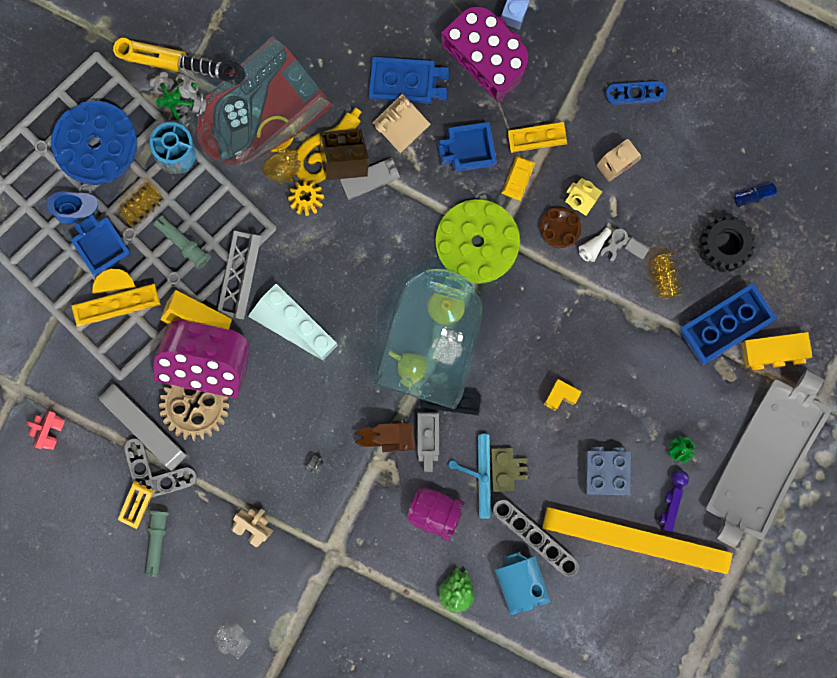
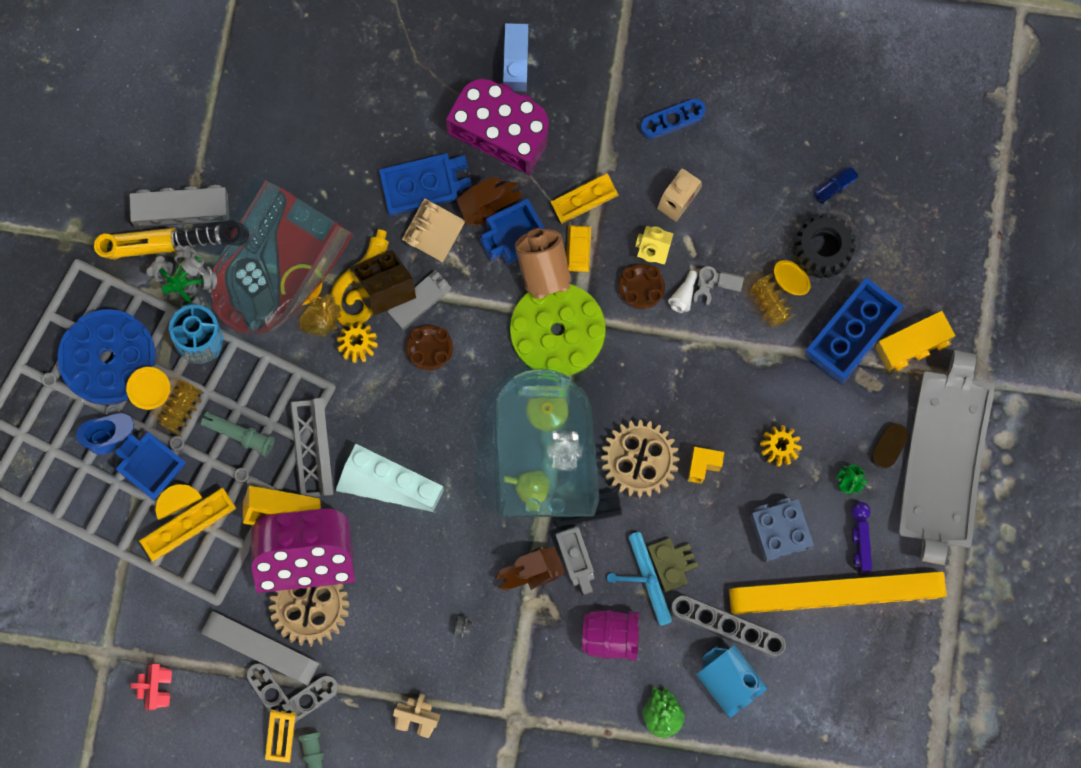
camera: 20 degrees left, 5 degrees down
(119, 180) = (148, 388): none -> yellow piece
(195, 35) = (179, 206): none -> light grey brick
(365, 221) = (429, 347): none -> reddish brown dish
(454, 112) = (486, 200): none -> reddish brown piece
(483, 181) = (543, 262): none -> medium nougat cylinder
(525, 384) = (620, 453): none -> tan gear
(637, 406) = (771, 442): none -> yellow gear
(690, 262) = (791, 278): none -> yellow piece
(724, 431) = (890, 446): none -> dark brown tile

